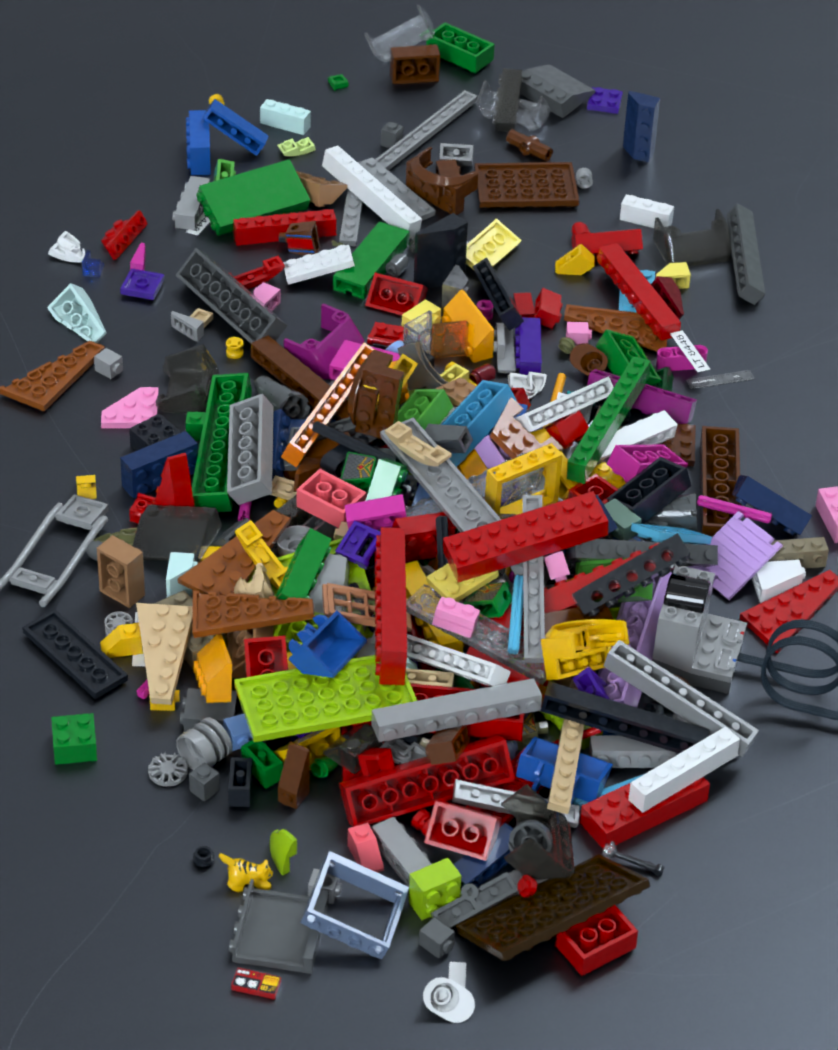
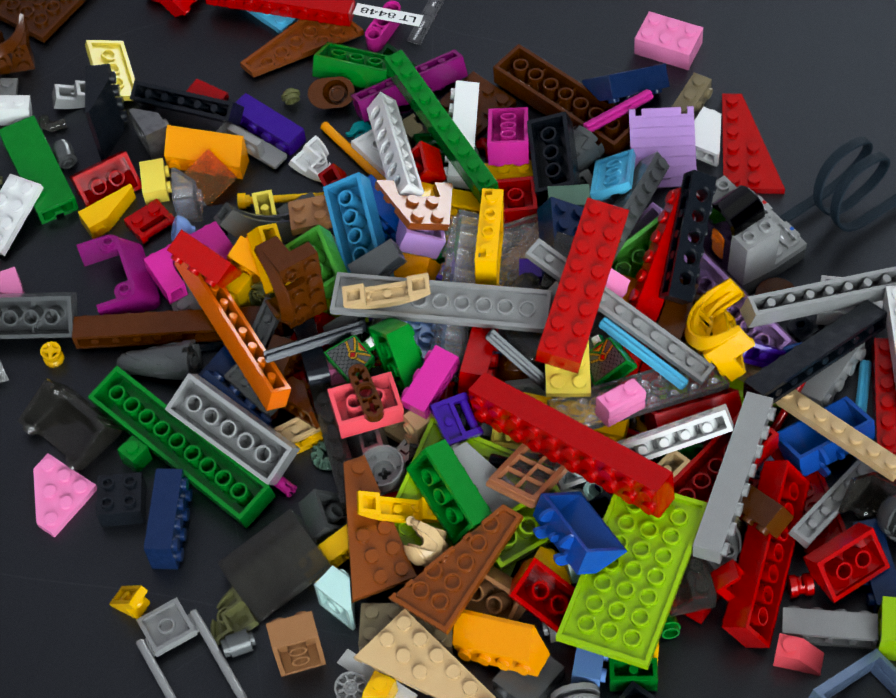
camera: 45 degrees left, 15 degrees up
(139, 507) = (208, 571): red brick -> none
(175, 483) = (232, 524): red wedge -> none
(295, 776) = (681, 659): reddish brown slope -> none
(333, 493) = (365, 401): none -> reddish brown beam
(358, 345) = (202, 260): none -> red slope
(372, 310) = (105, 213): none -> yellow slope
(484, 372) = (272, 180): dark red brick -> none
(486, 308) = (187, 121): dark pink wheel -> none
(548, 308) = (232, 79): red brick -> none
(575, 262) = (190, 21): yellow slope -> none
(578, 332) = (284, 78): bright pink brick -> none

